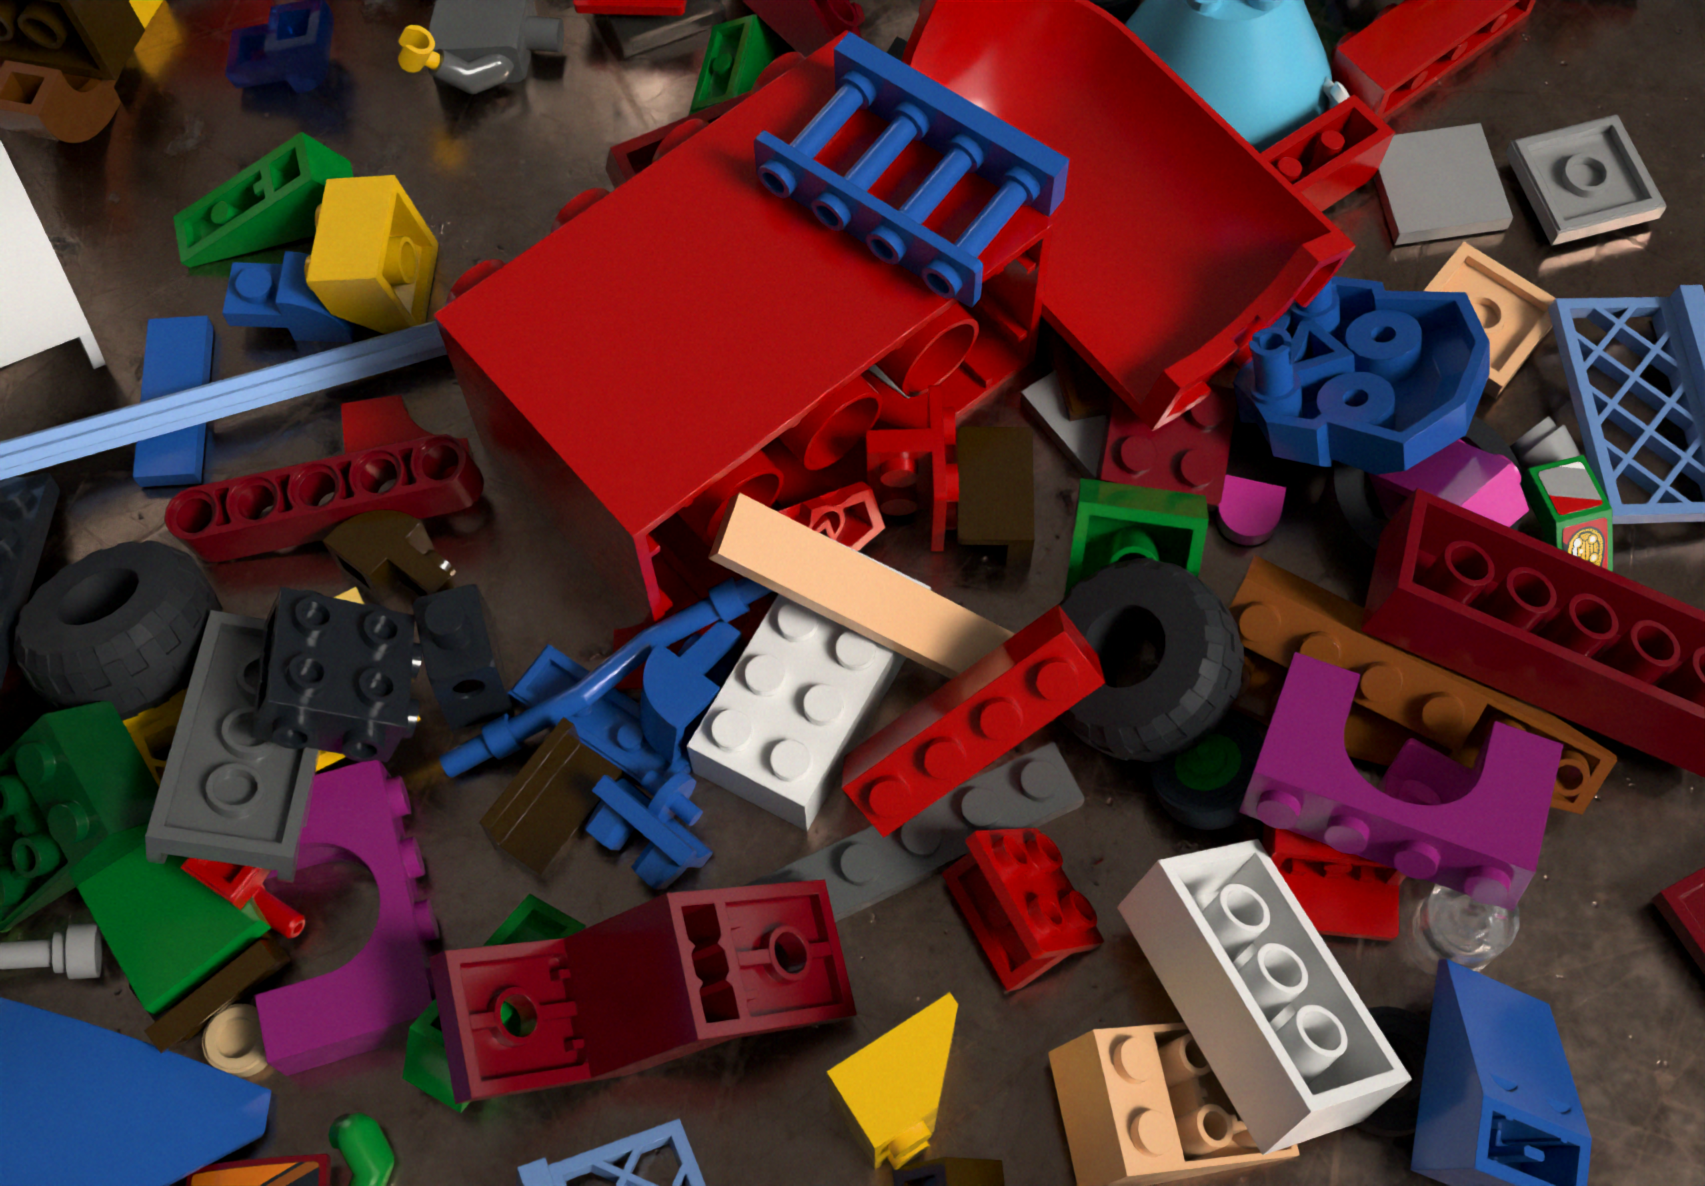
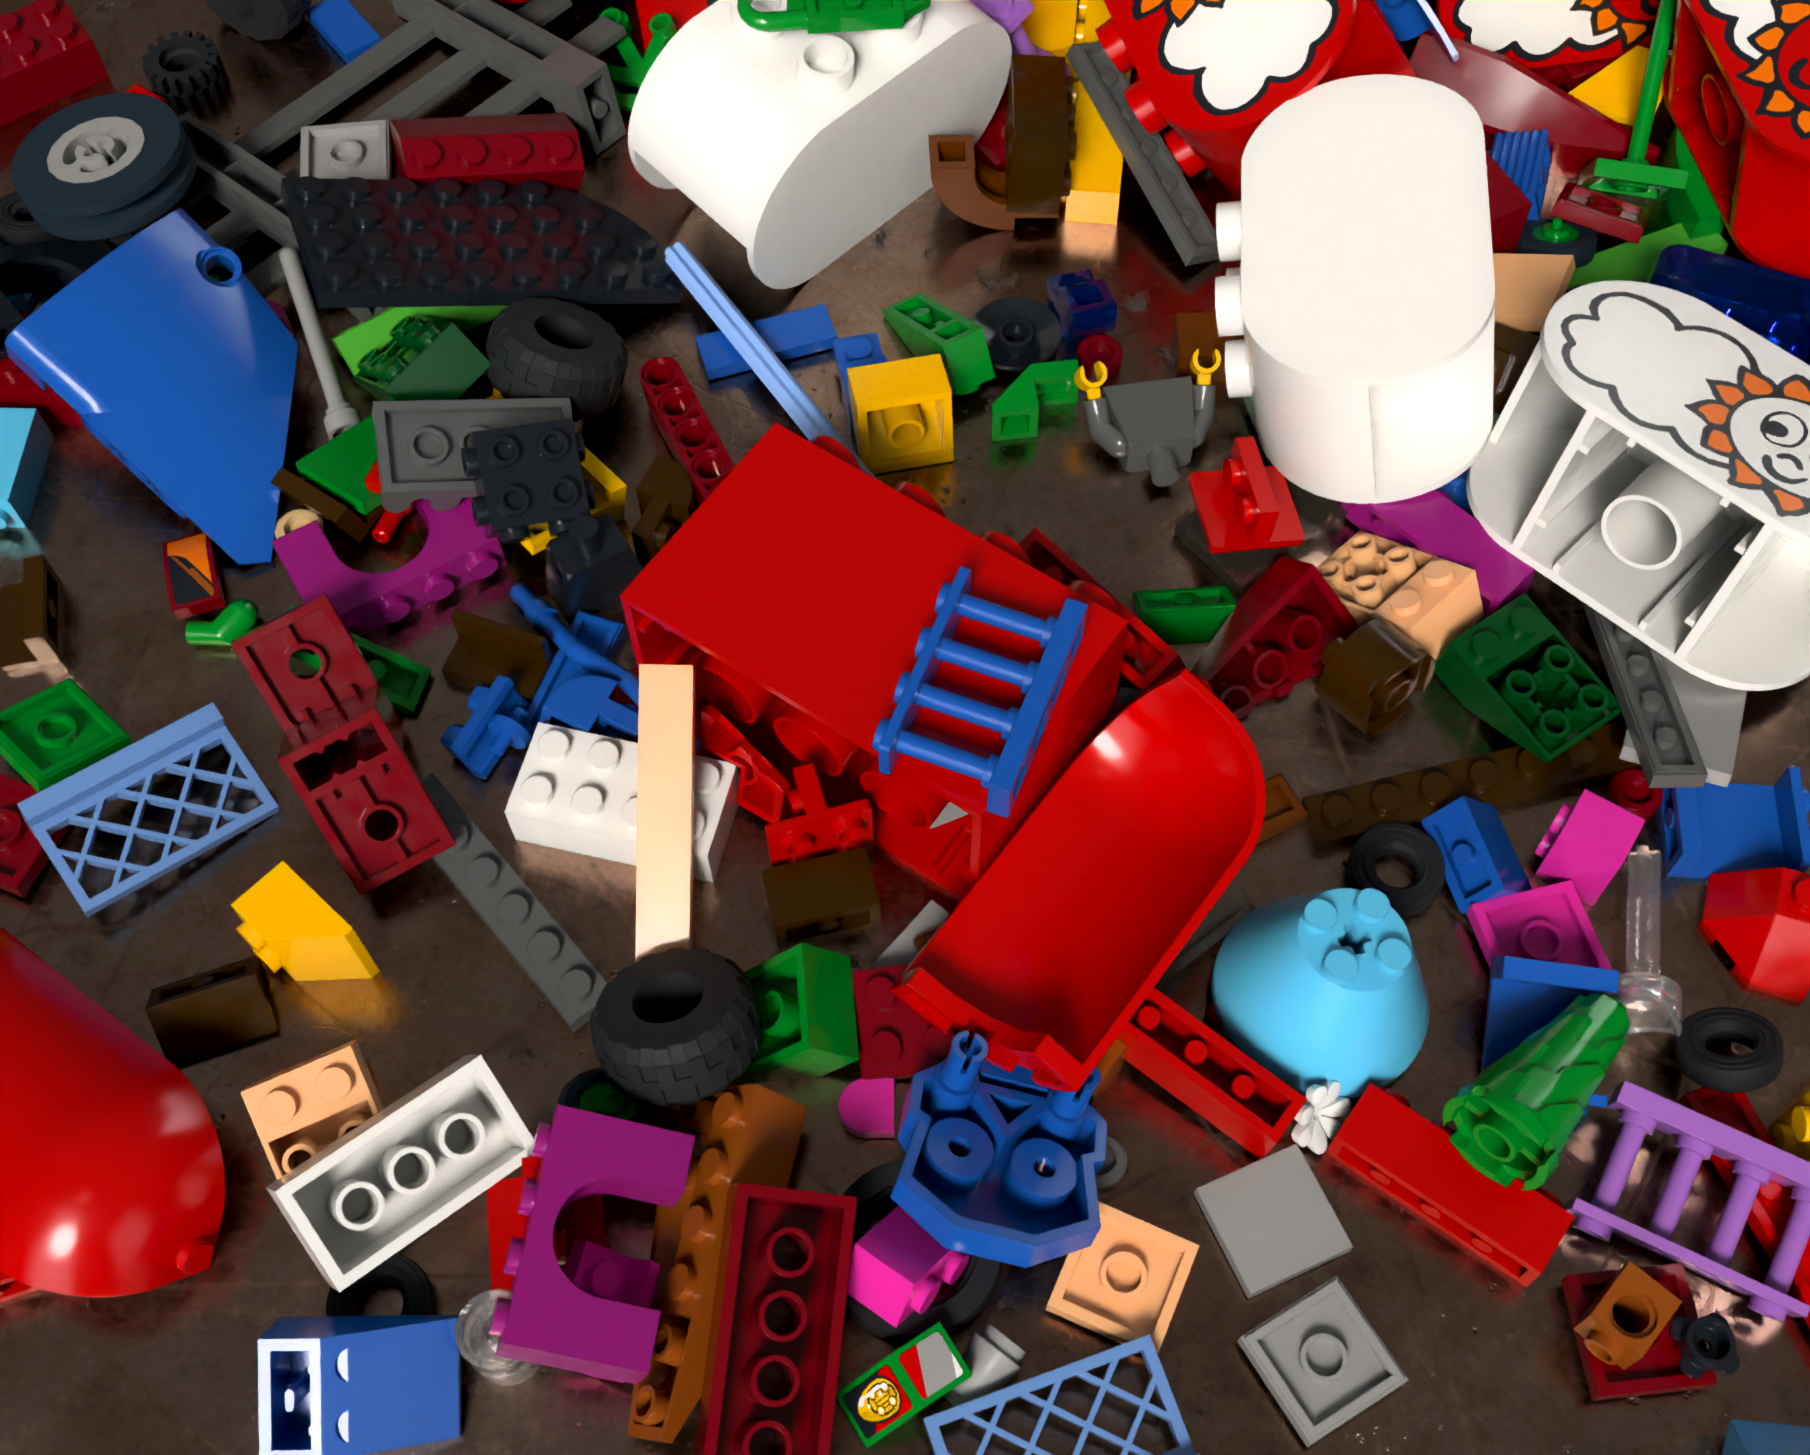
camera: 75 degrees right, 5 degrees down
(291, 108) = (1019, 332): none -> black dish
(357, 61) = (1102, 349): none -> dark red tile
(399, 139) = (1041, 384): none -> green slope
(971, 721) = (590, 906): red brick -> none
(1021, 903) = (472, 994): red bracket -> none

